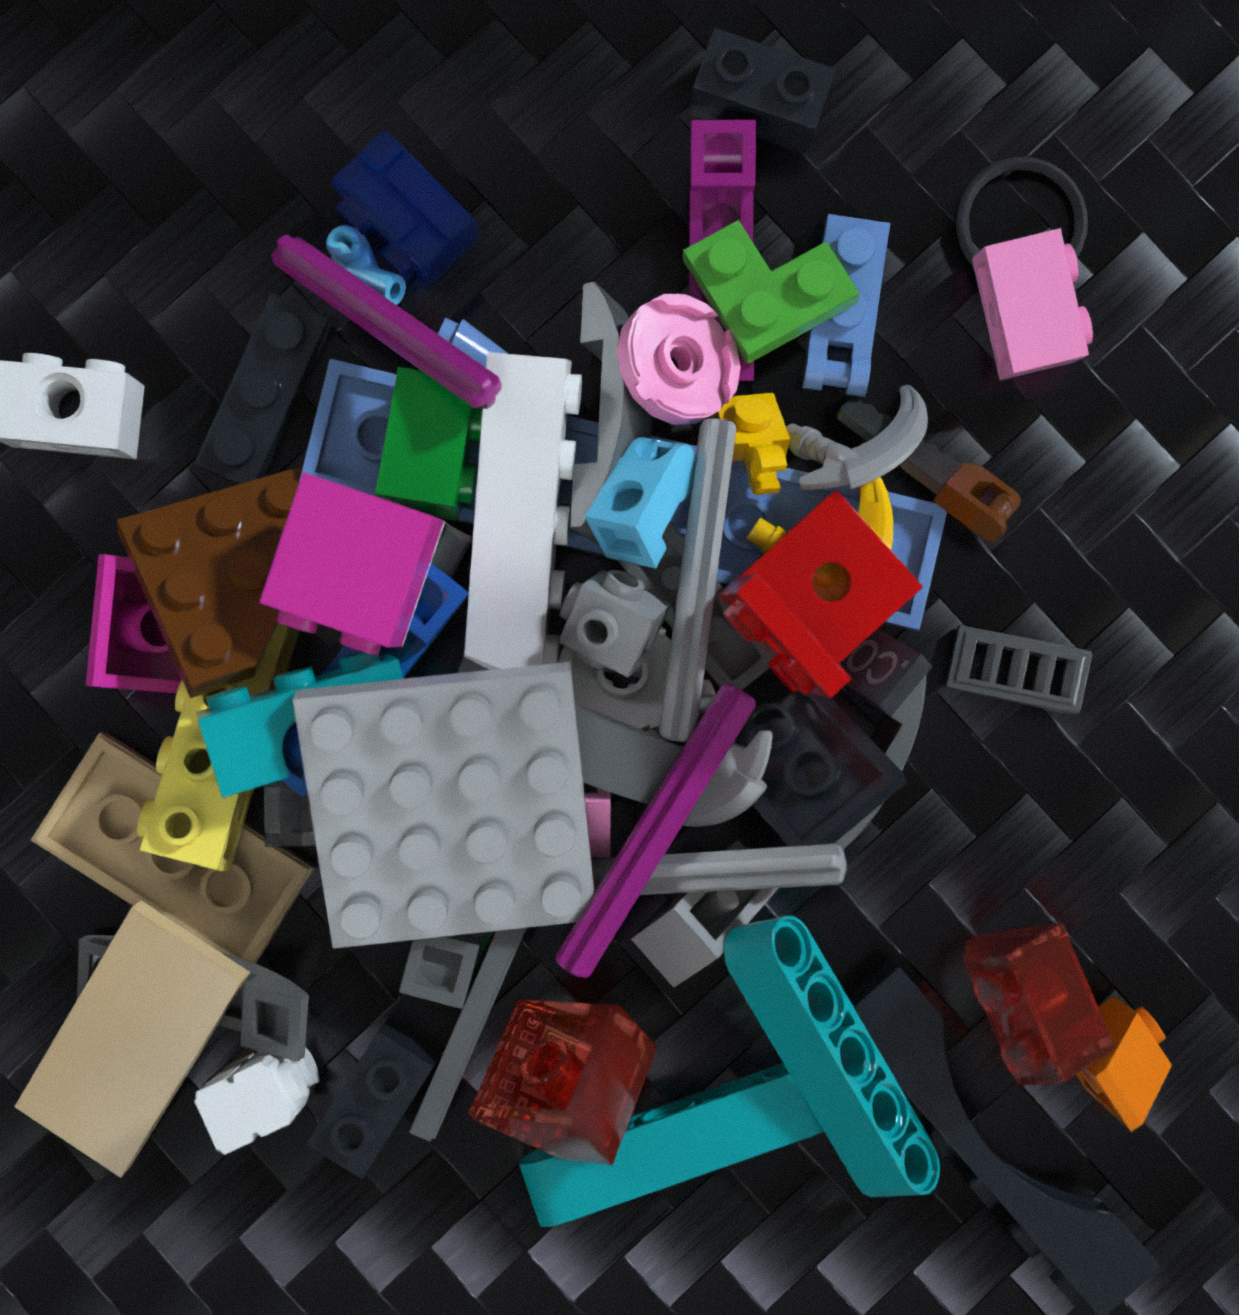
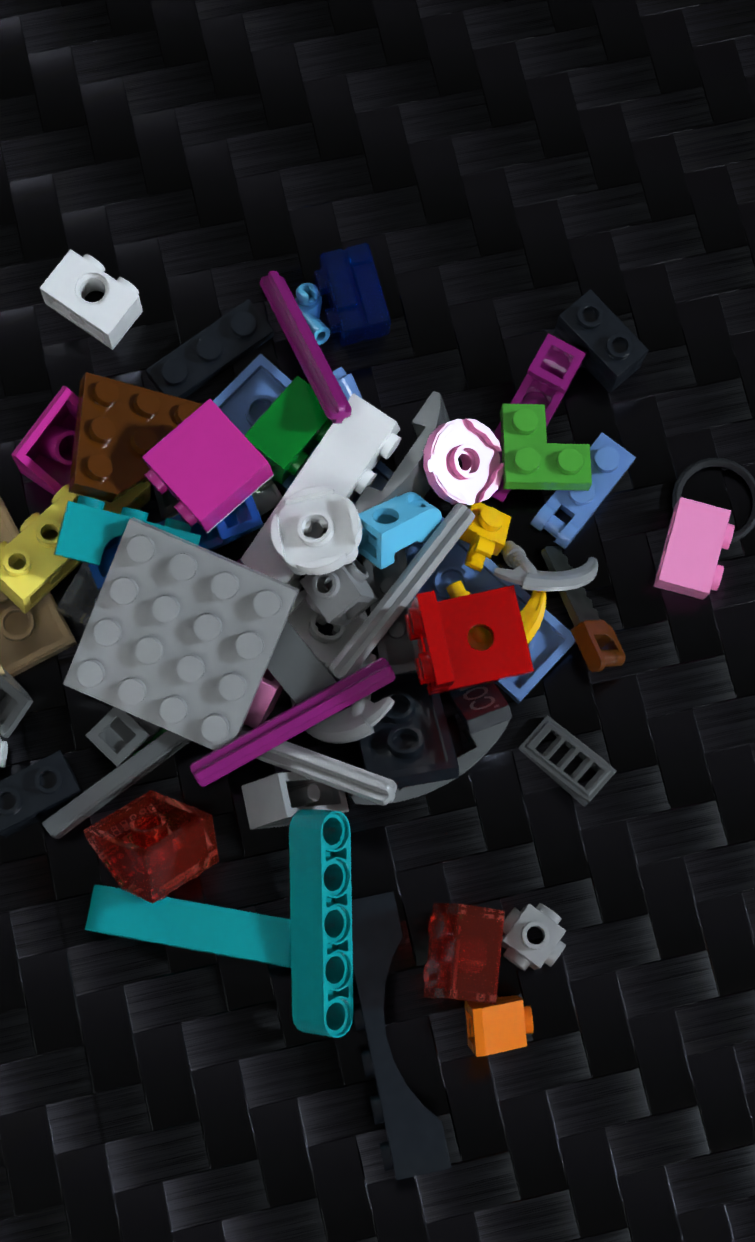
camera: 20 degrees right, 10 degrees down
(509, 565) = (323, 554): none -> white plate
(1085, 905) = (515, 940): none -> light grey brick

